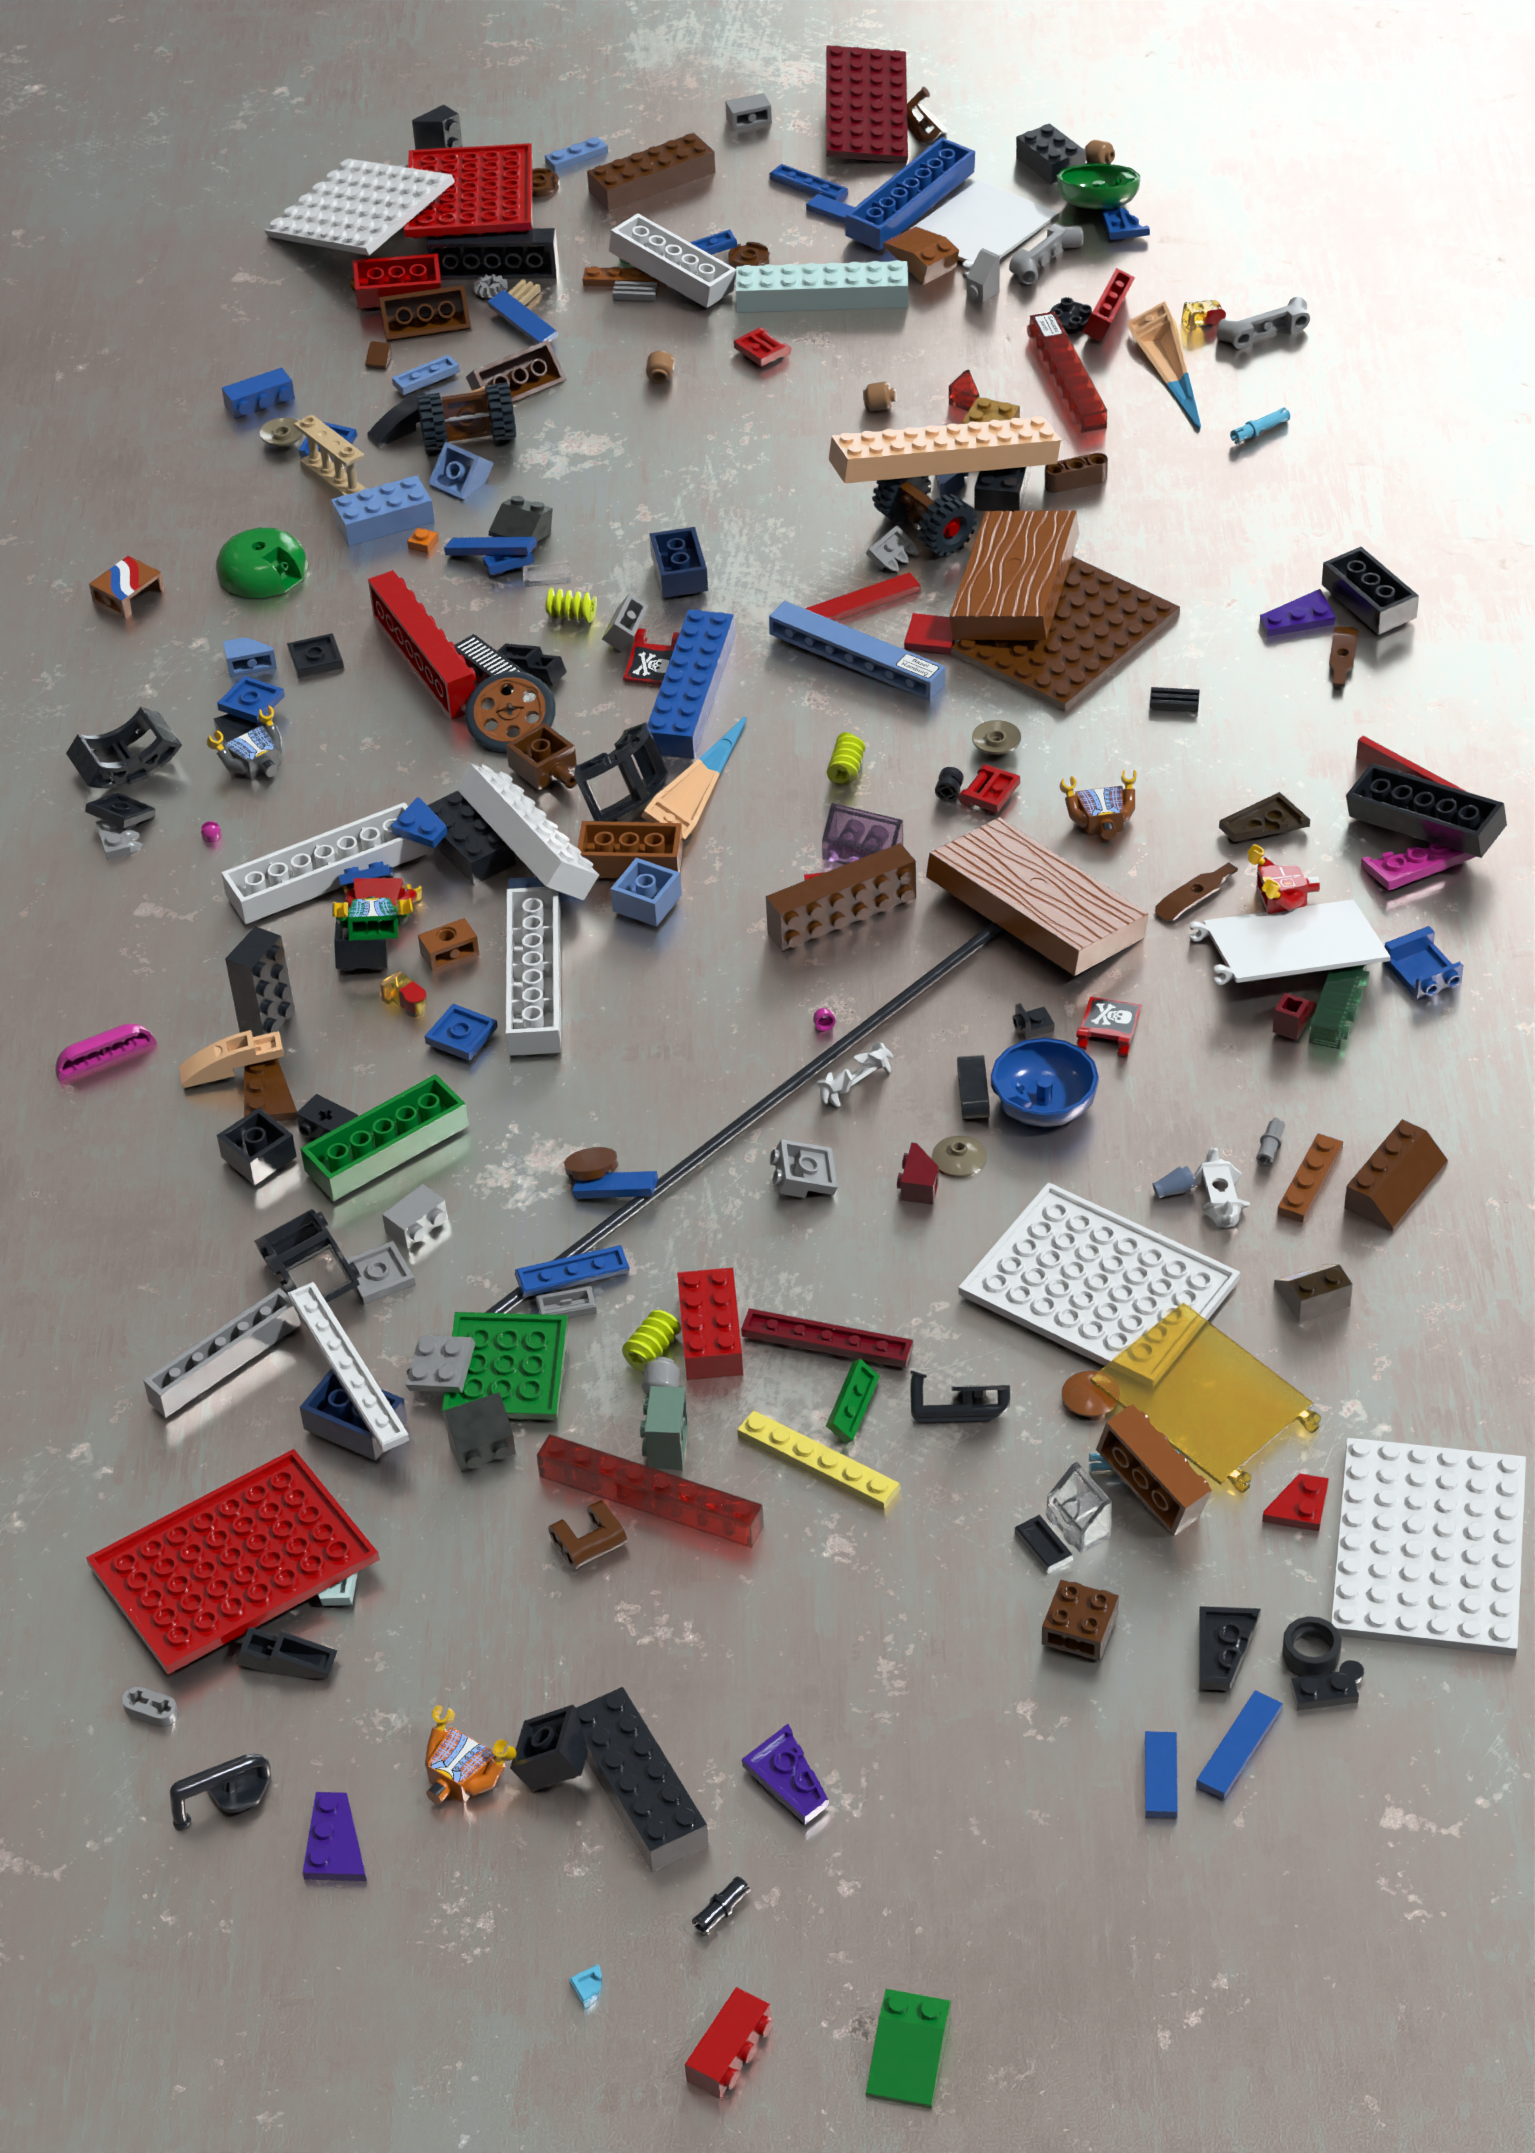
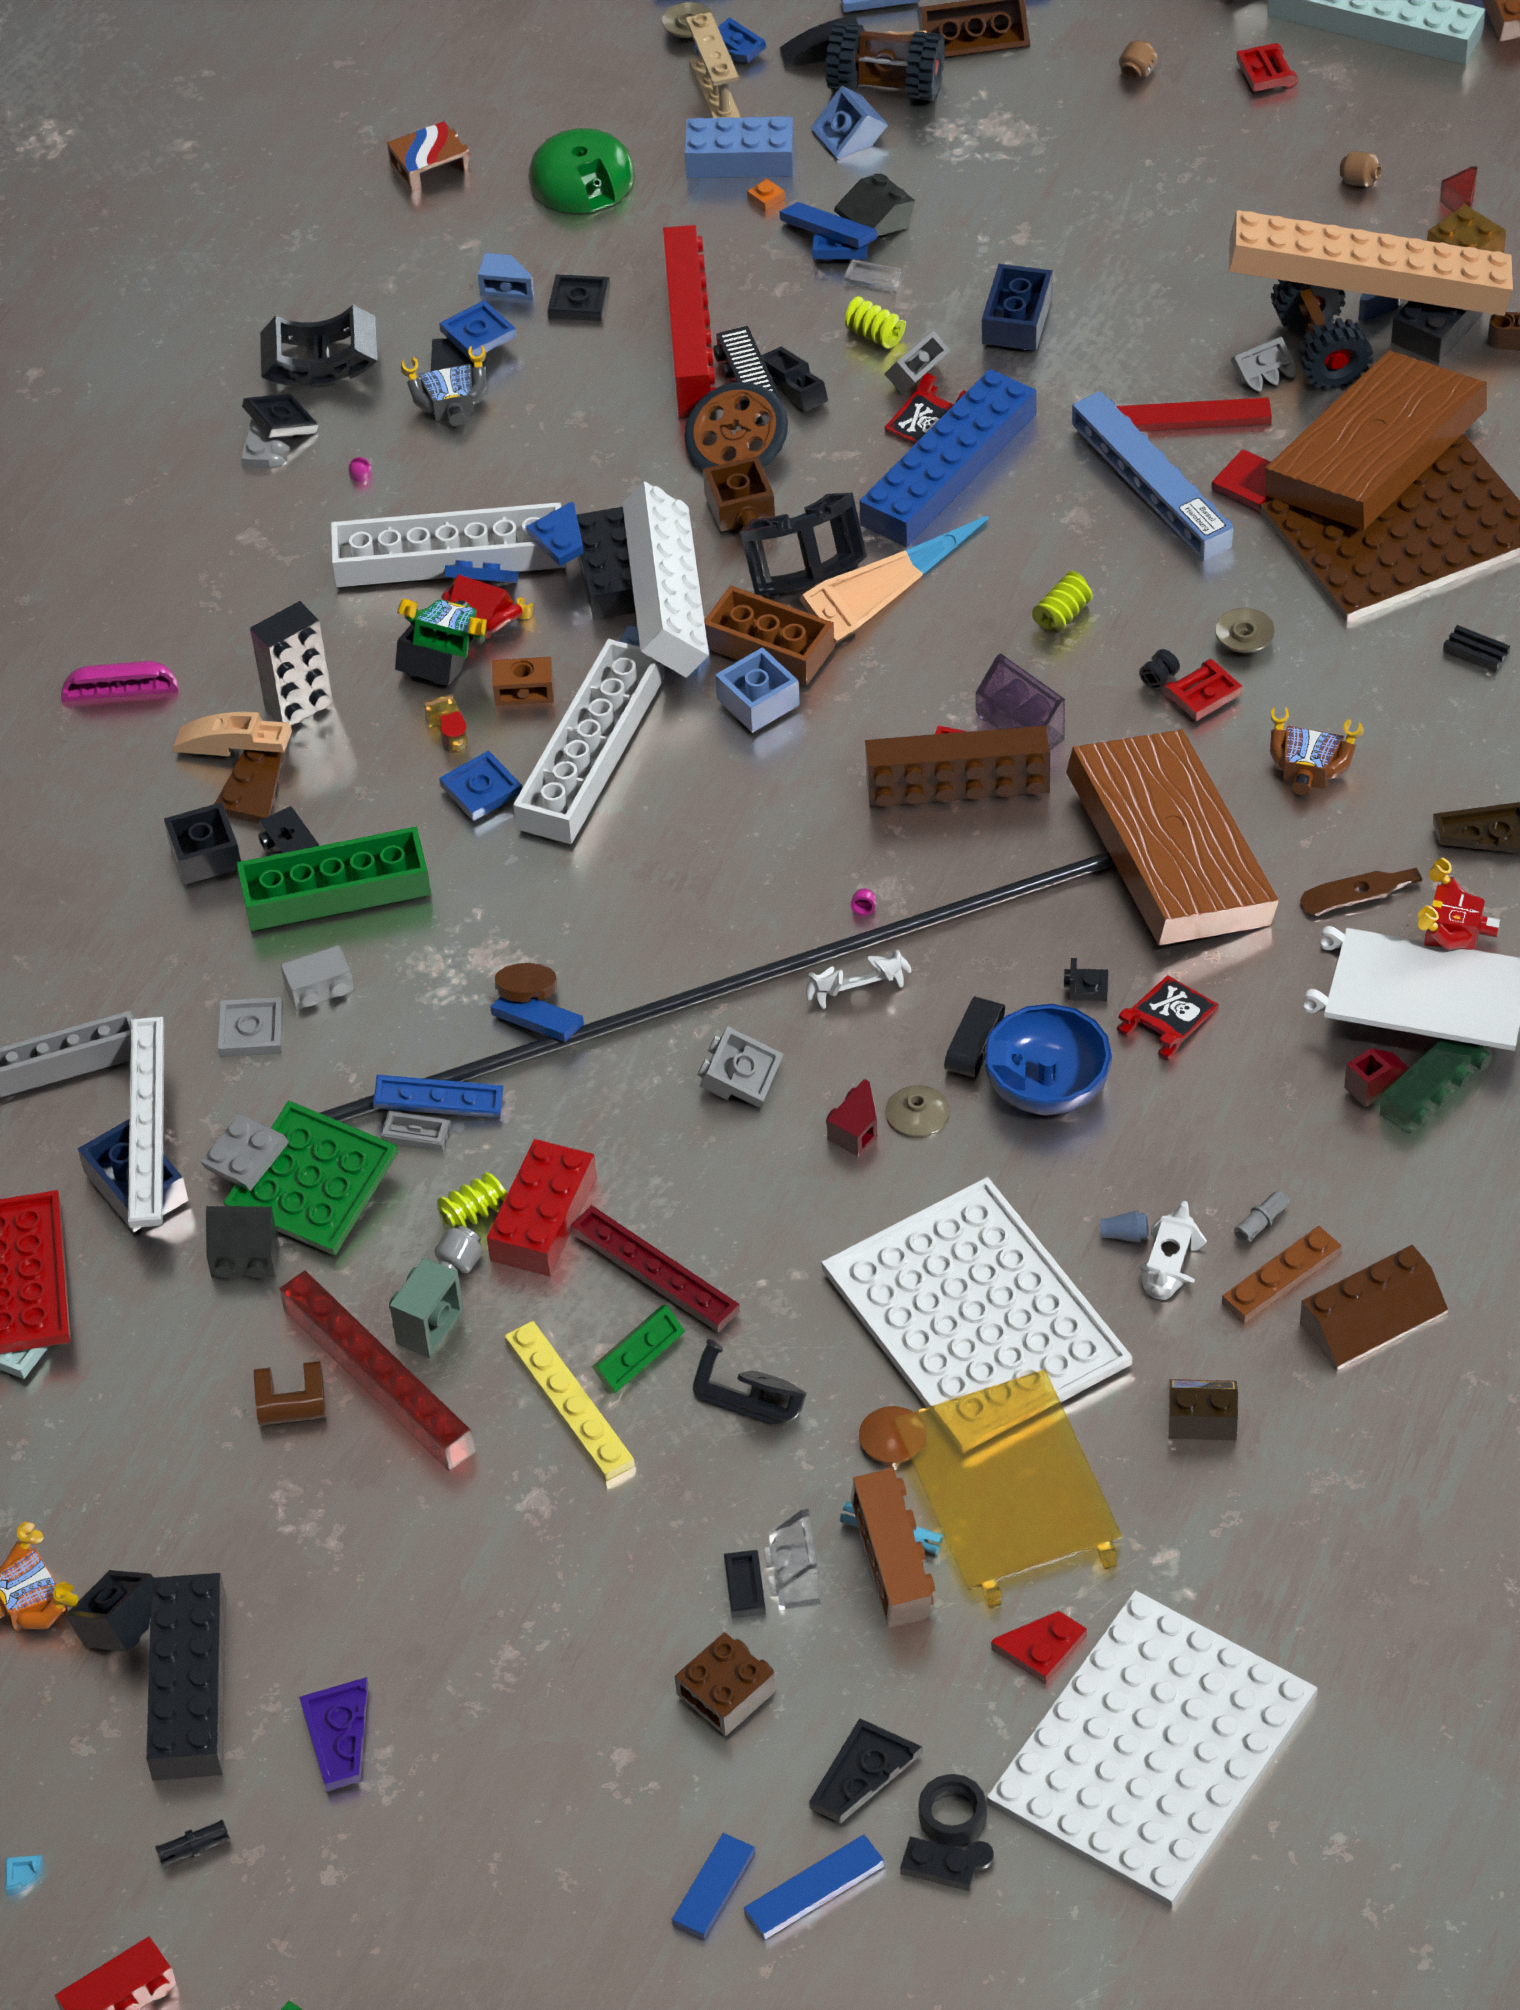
camera: 25 degrees right, 5 degrees up
(299, 1242) = (179, 967): black window -> none

